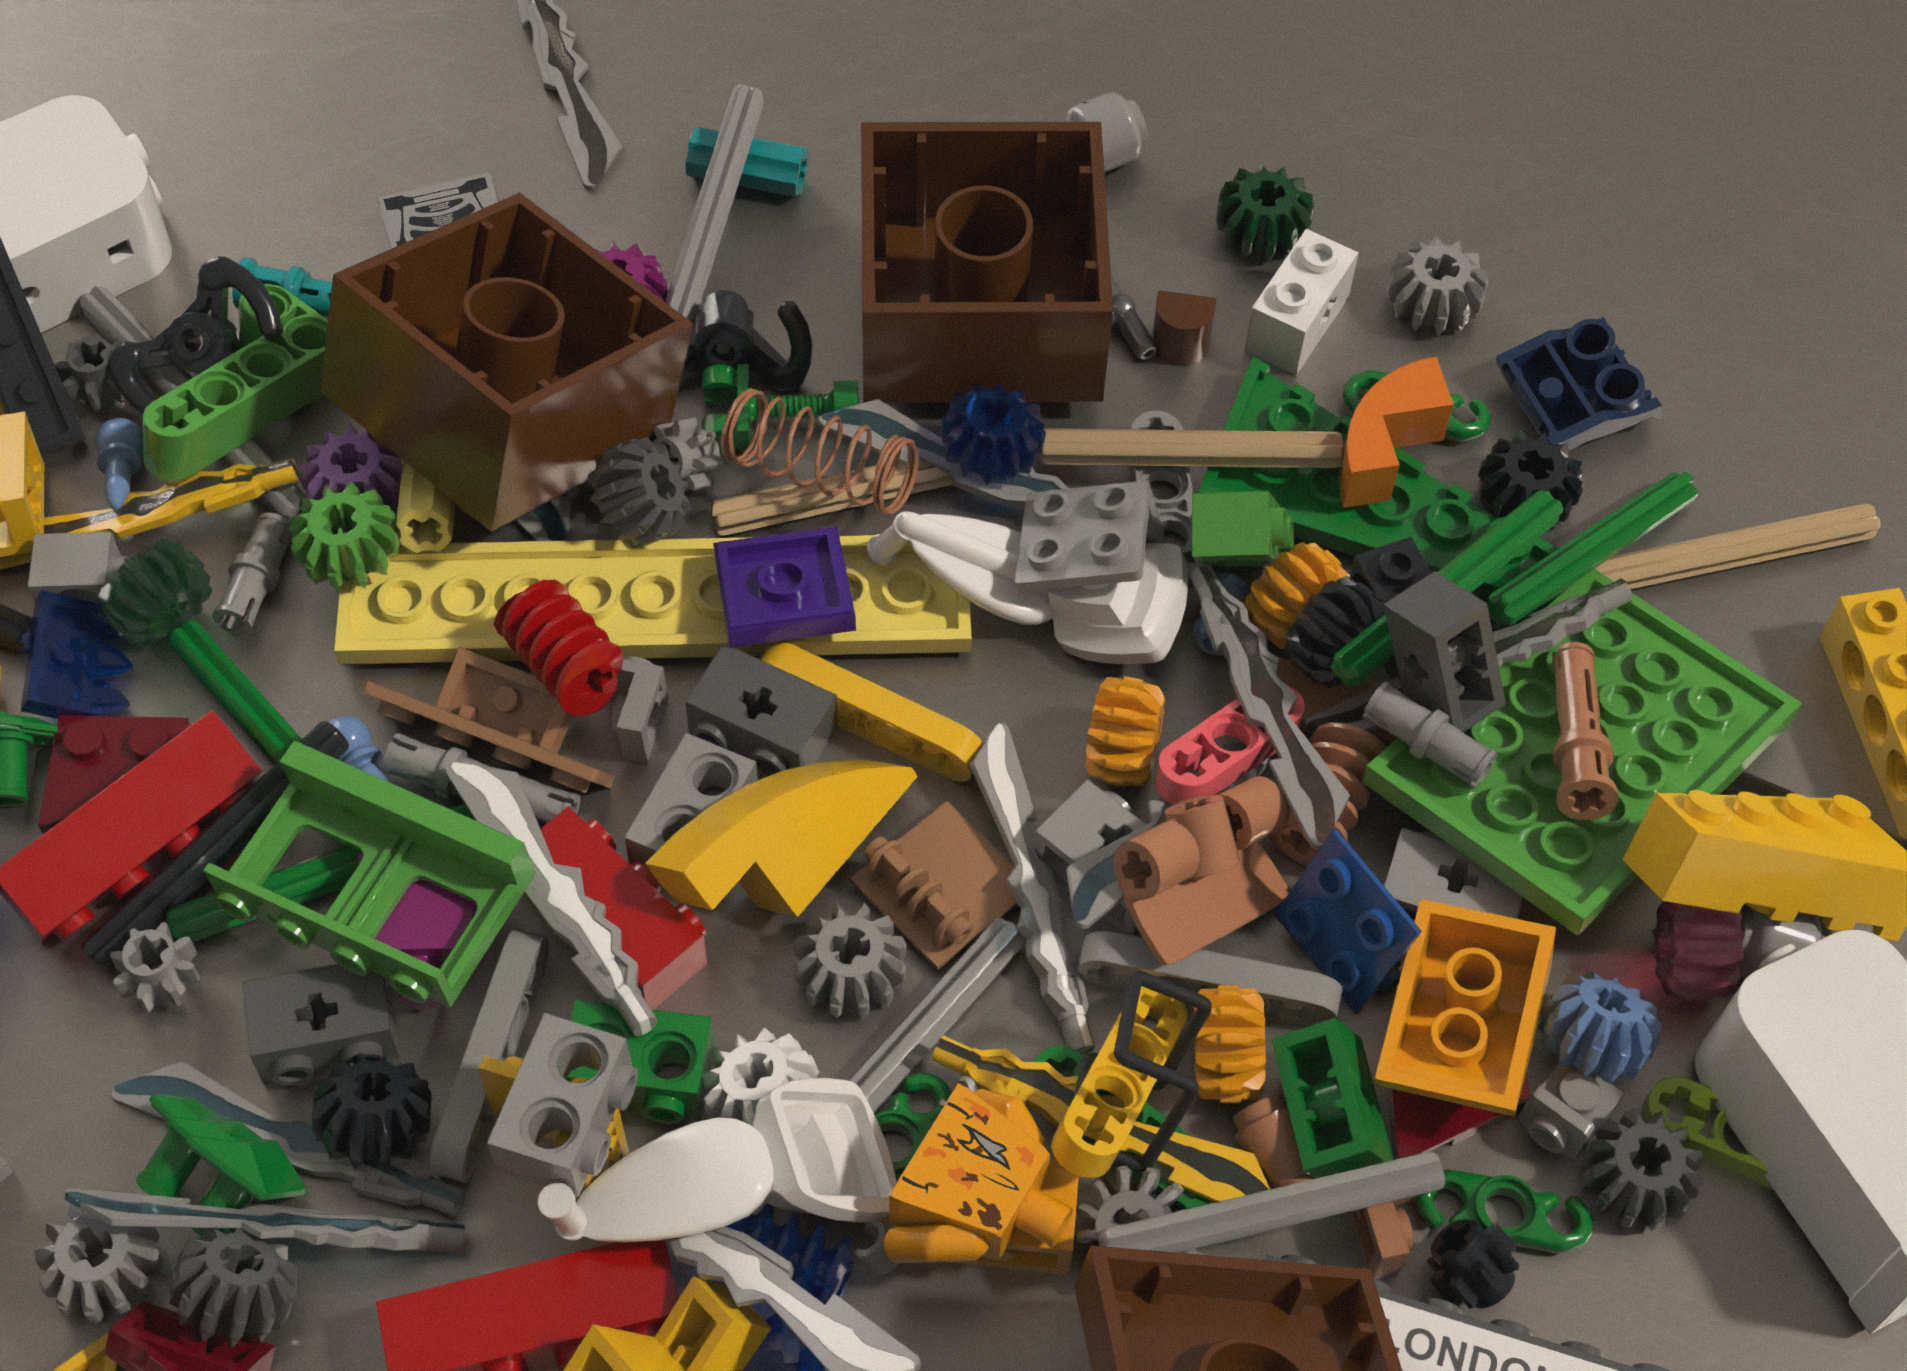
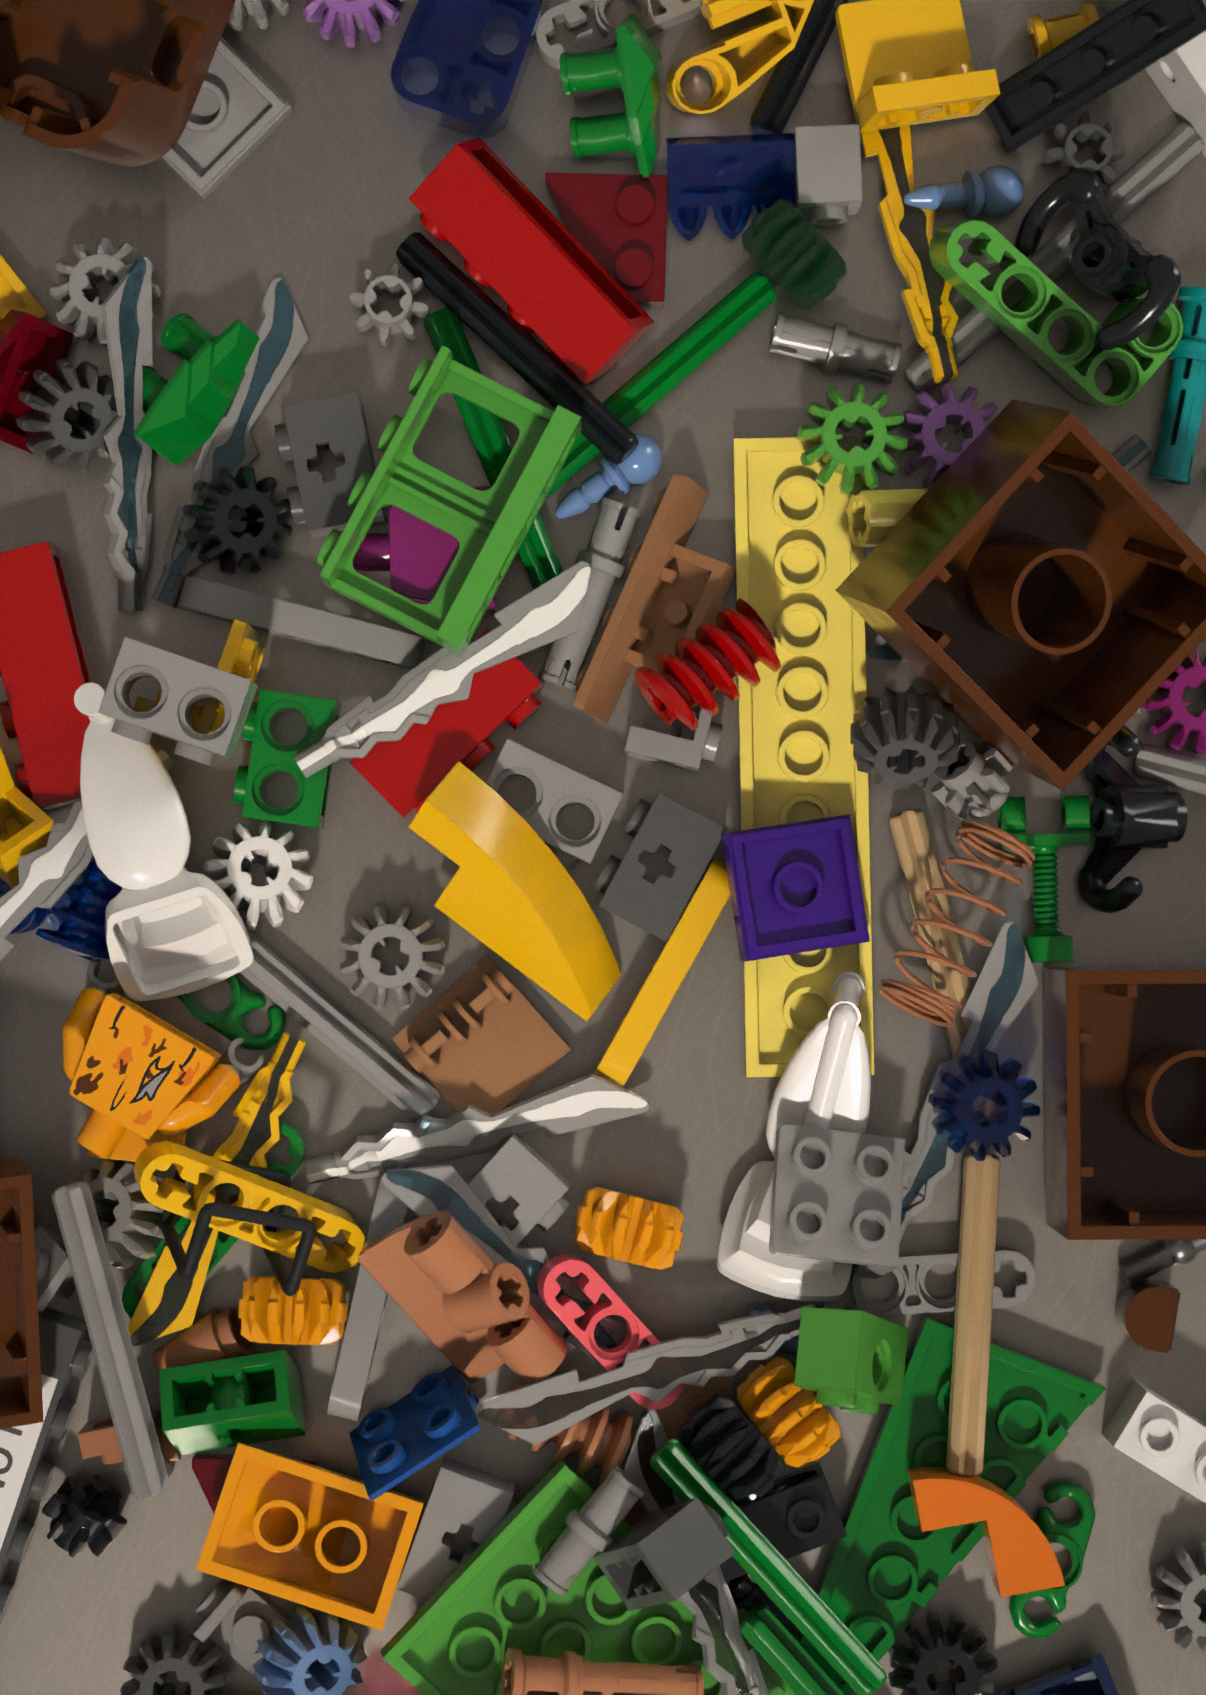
camera: 90 degrees right, 30 degrees up
(1533, 1231) = (127, 1575): green piece -> none

